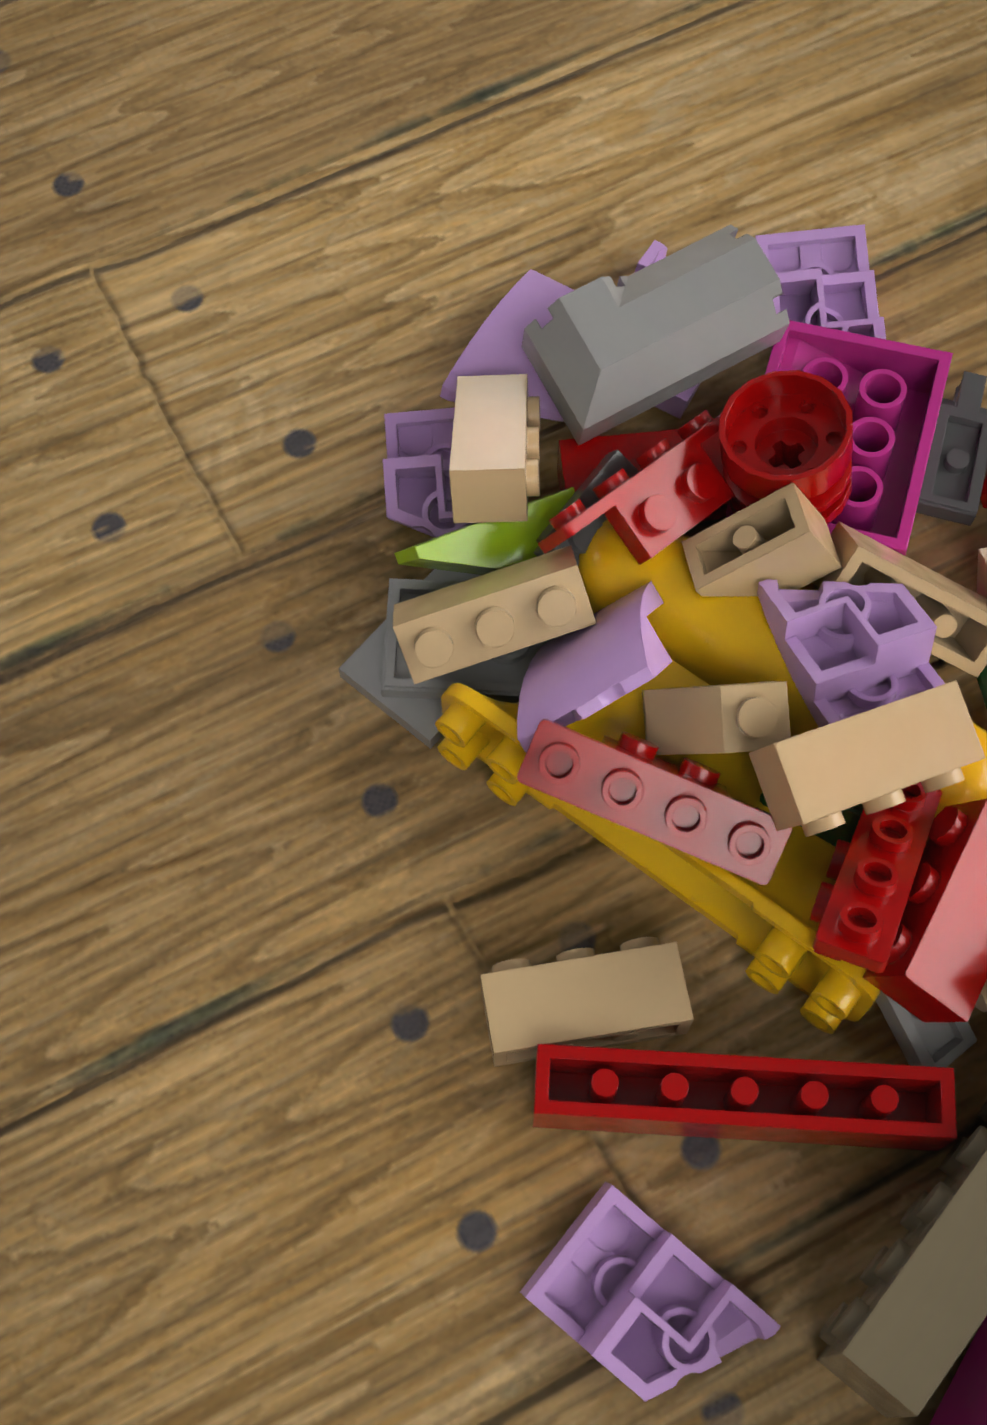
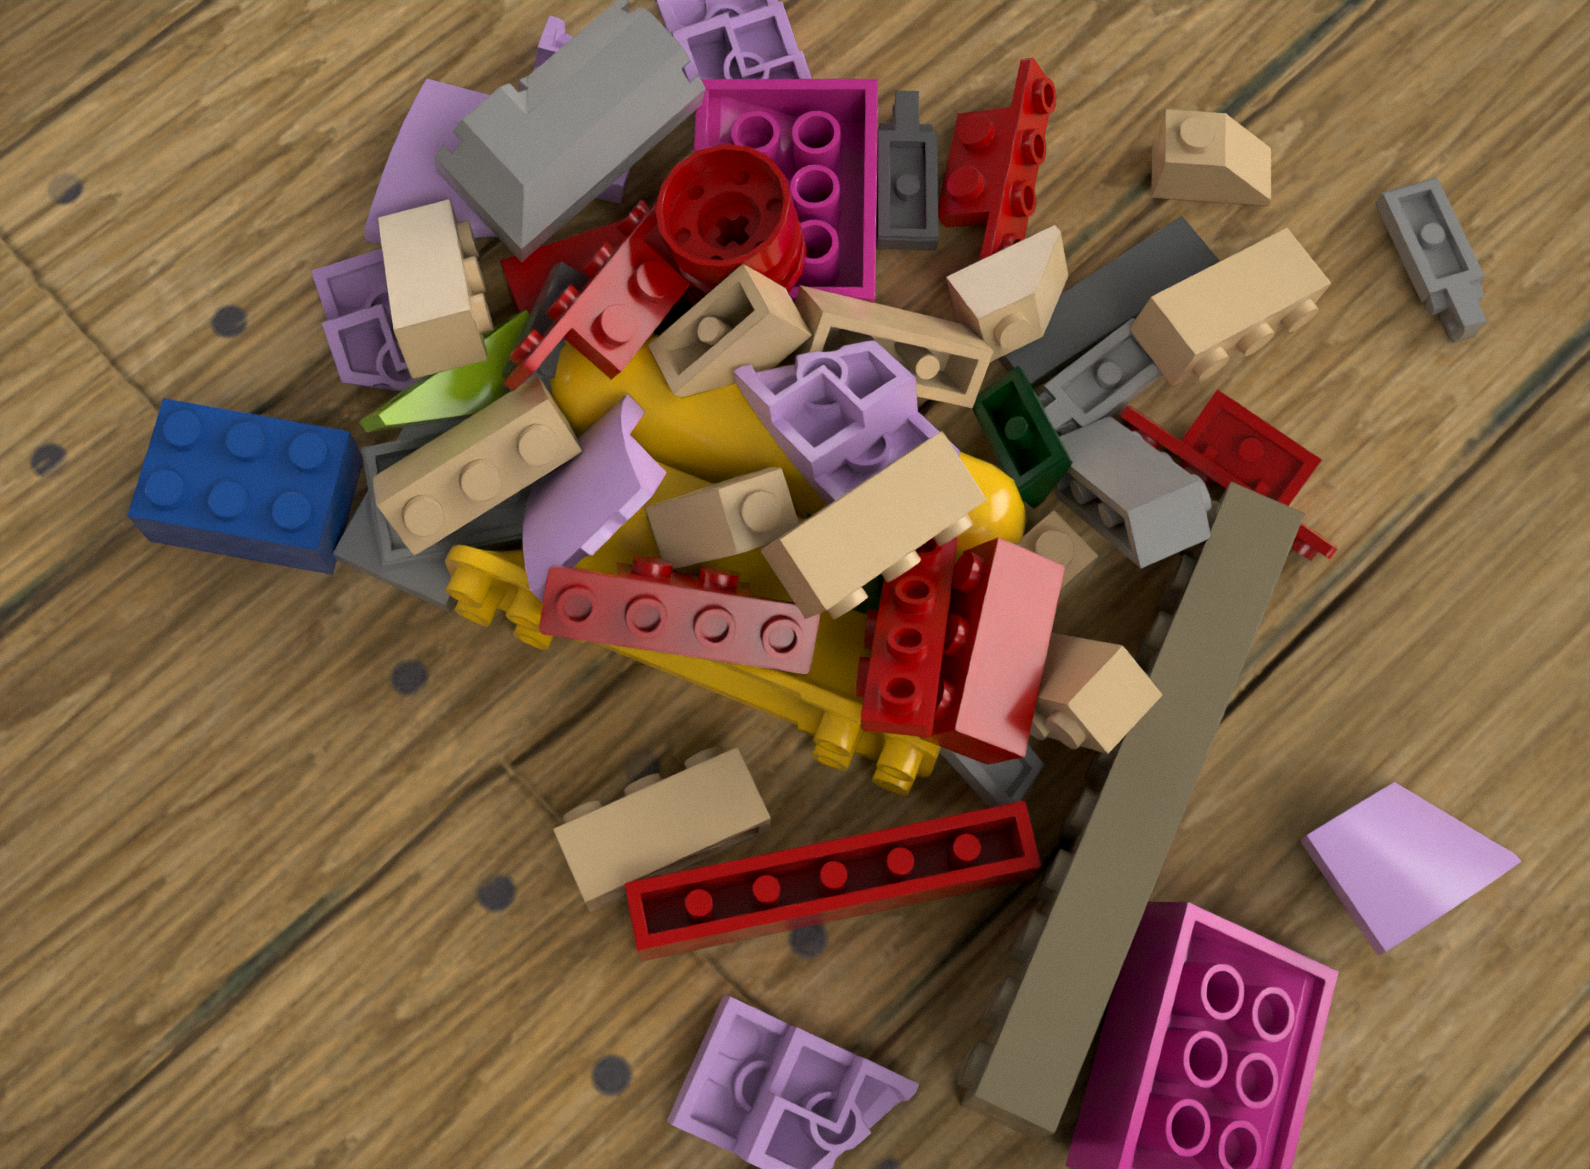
camera: 20 degrees left, 5 degrees up
(278, 589) = (246, 486): none -> blue brick

